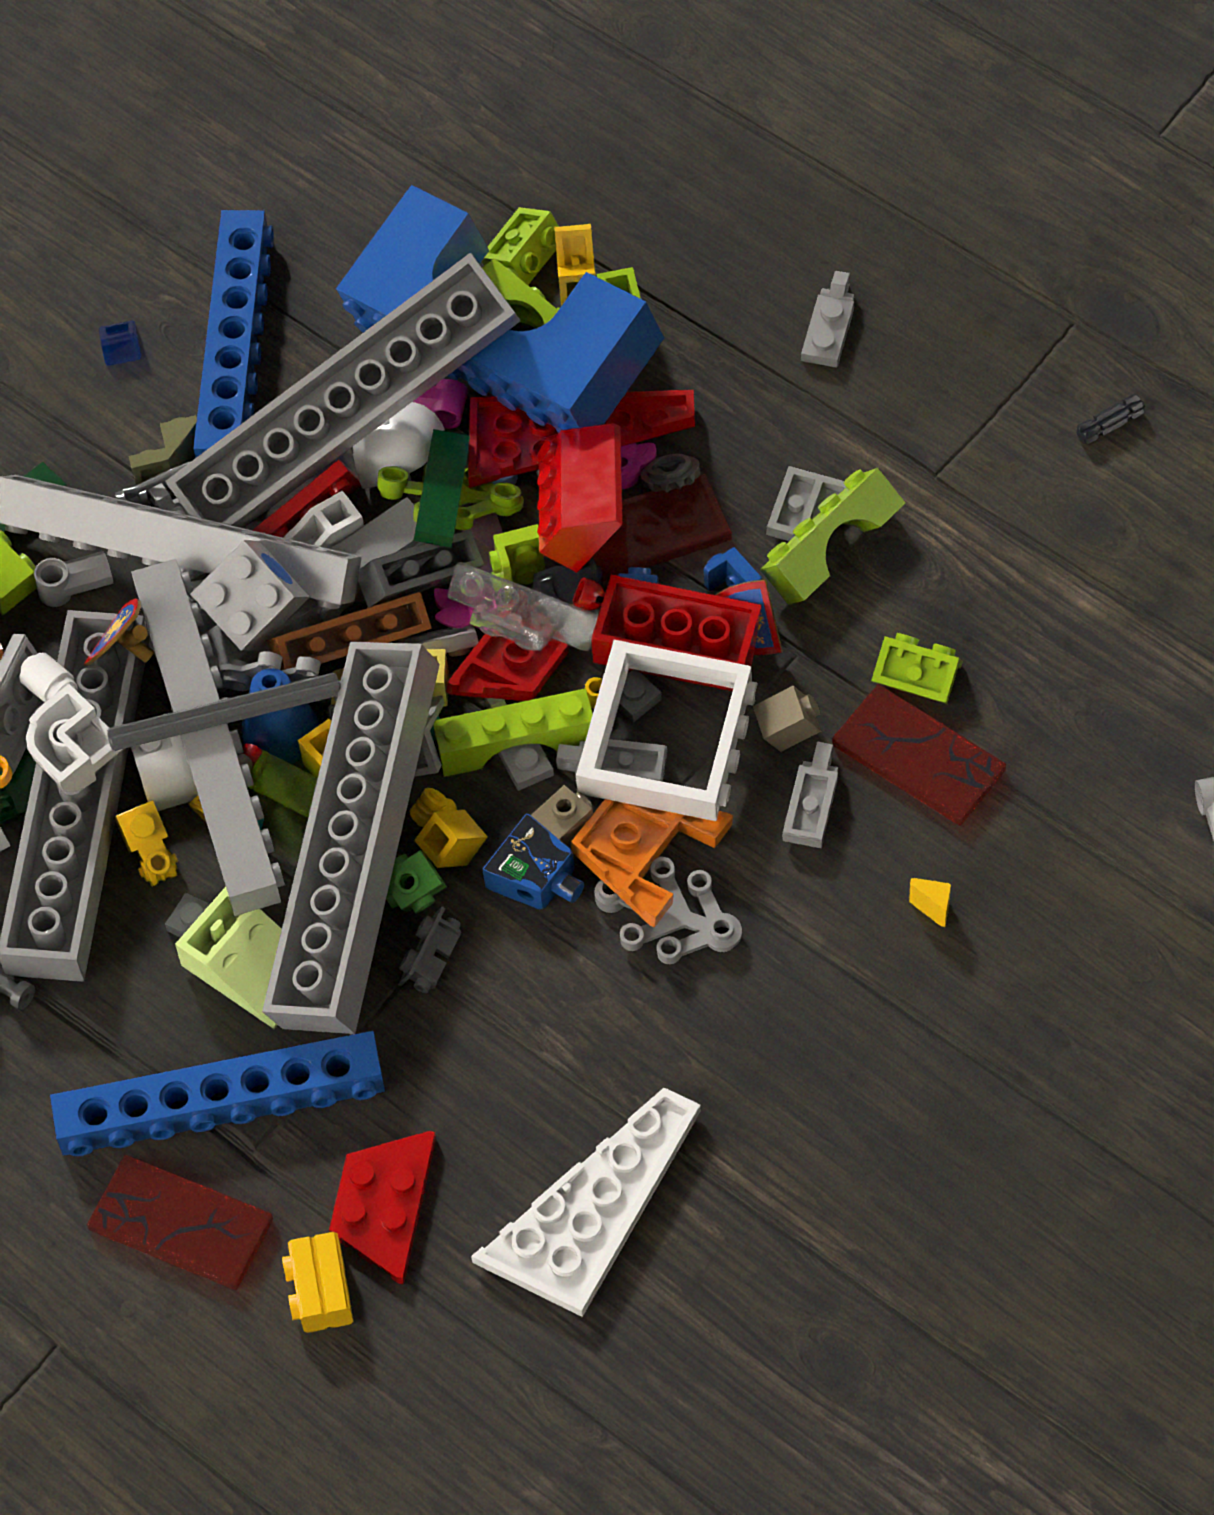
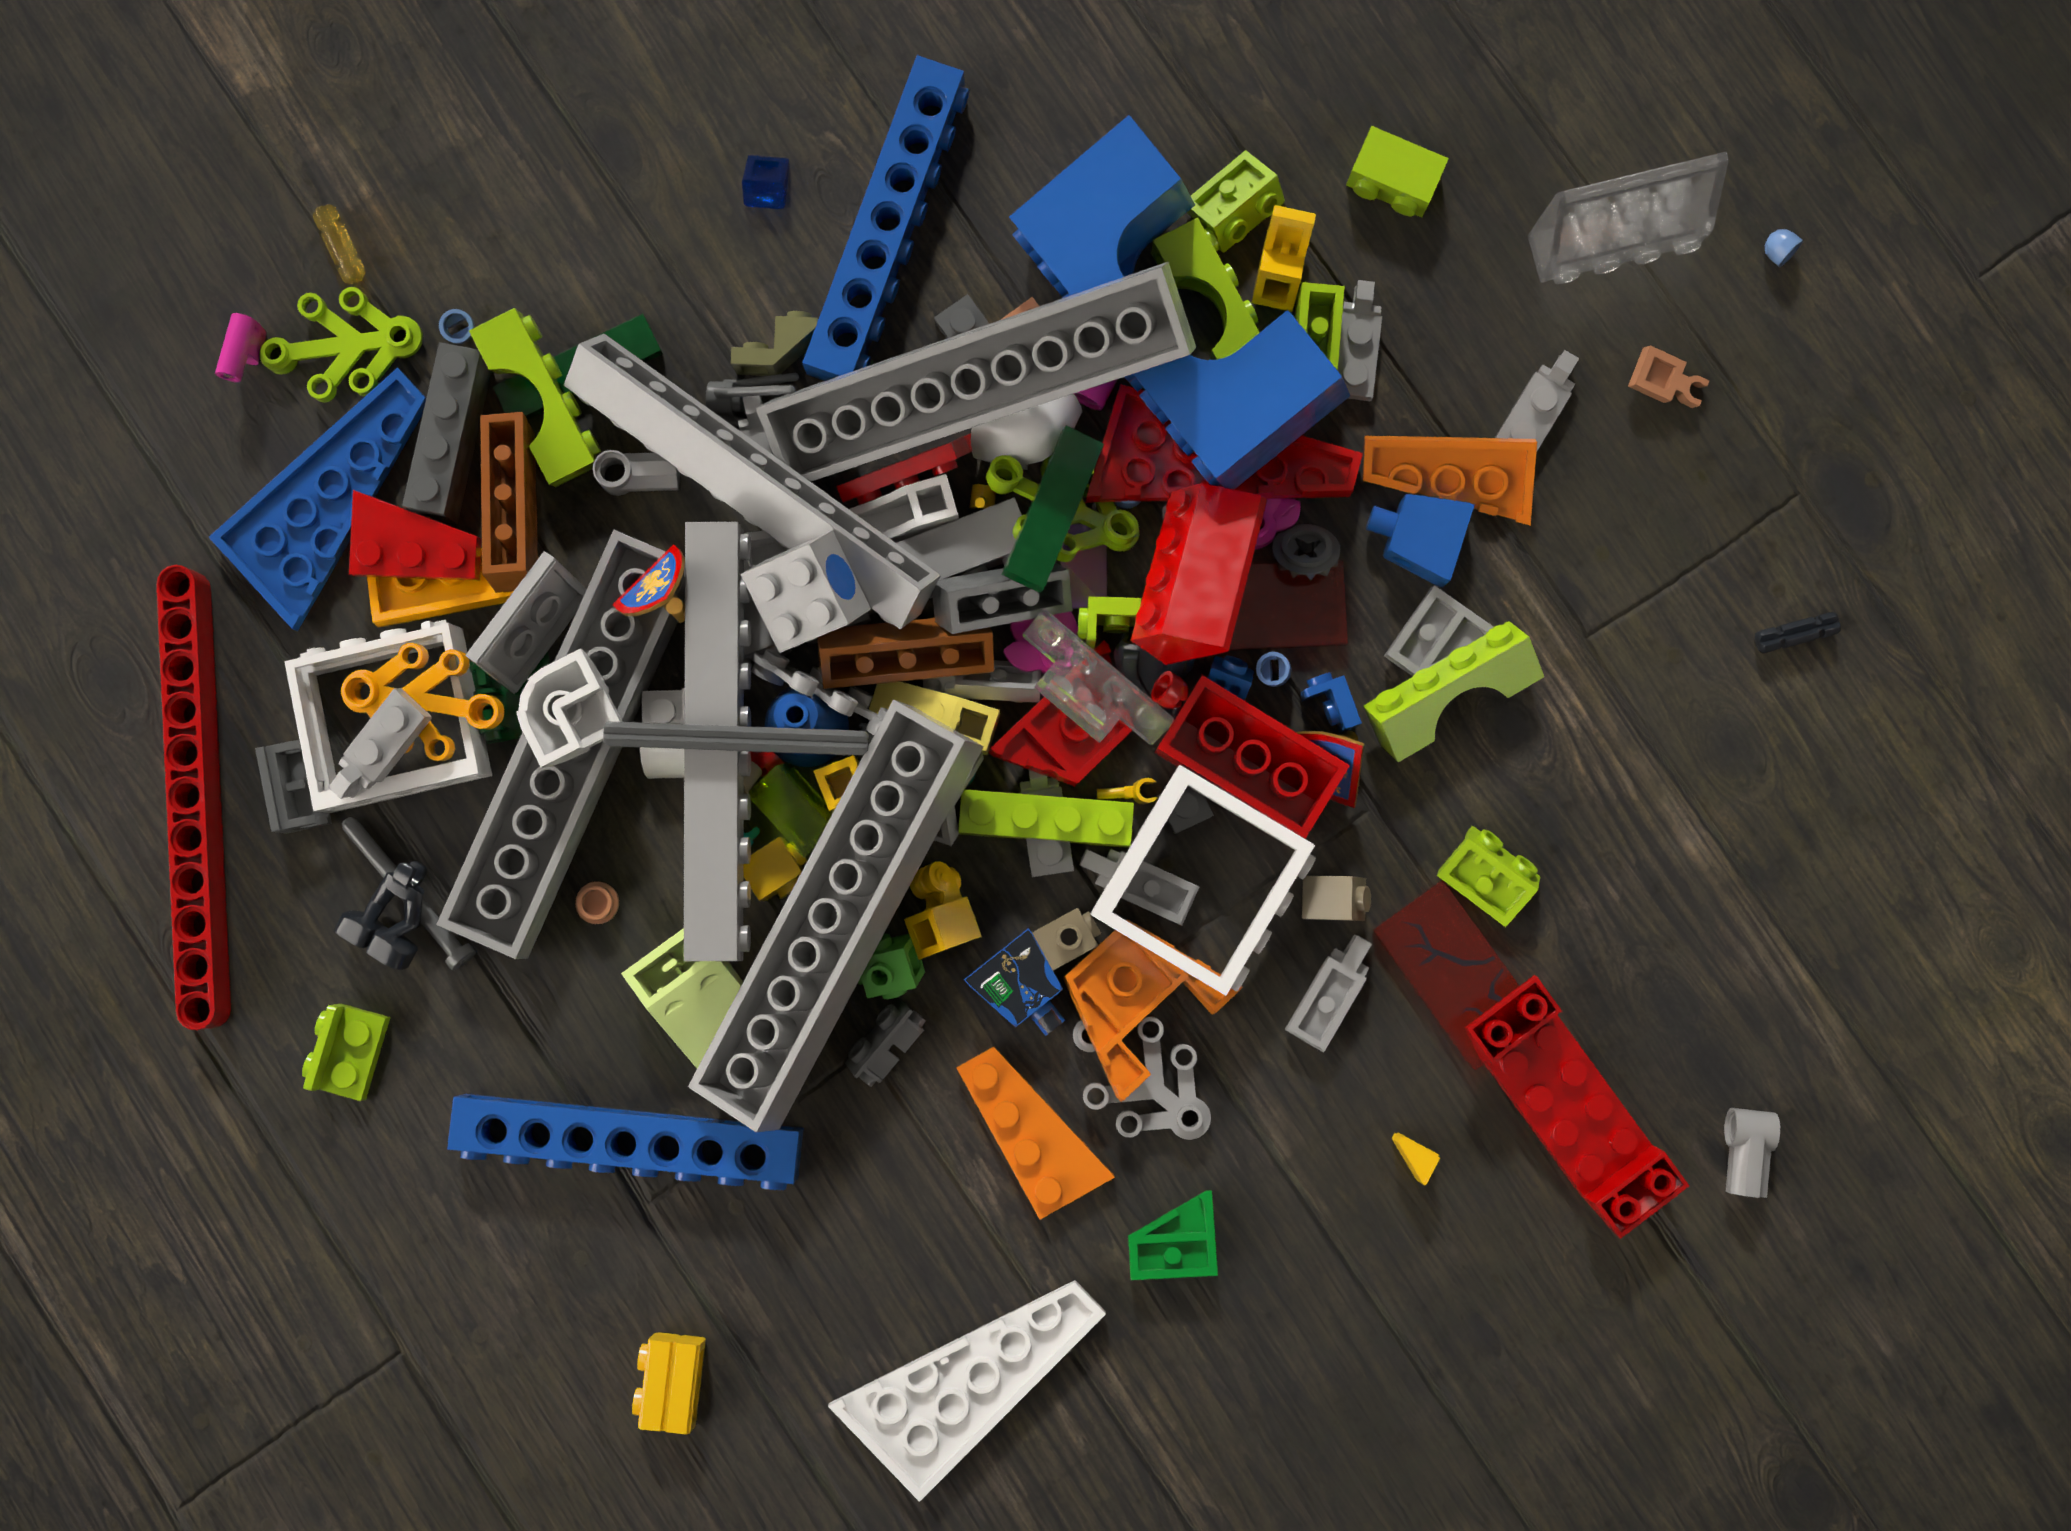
camera: 15 degrees right, 25 degrees up
(45, 676) = (566, 619): white brick -> none
(134, 917) = (597, 902): none -> nougat plate
(144, 832) = (629, 820): yellow brick -> none
(180, 1222) = (553, 1263): clear red tile -> none
(185, 914) = (656, 921): dark grey plate -> none
(287, 838) = (774, 869): none -> yellow brick
(377, 509) = (982, 497): none -> yellow hand
(383, 1200) = (759, 1307): red wing -> none
(592, 994) = (1037, 1143): none -> orange wing
(650, 187) = (1396, 172): none -> lime brick
(666, 312) = (1360, 342): none -> light grey hinge
(666, 570) = (1264, 669): none -> medium blue hinge
(744, 1034) = (1176, 1243): none -> green wing
(765, 433) = (1423, 535): none -> blue torso
(785, 379) = (1479, 471): none -> orange wing
(848, 158) = (1628, 219): none -> clear slope
(924, 269) = (1661, 377): none -> nougat plate
(989, 154) = (1782, 246): none -> medium blue hinge
(1046, 814) = (1573, 1109): none -> red slope

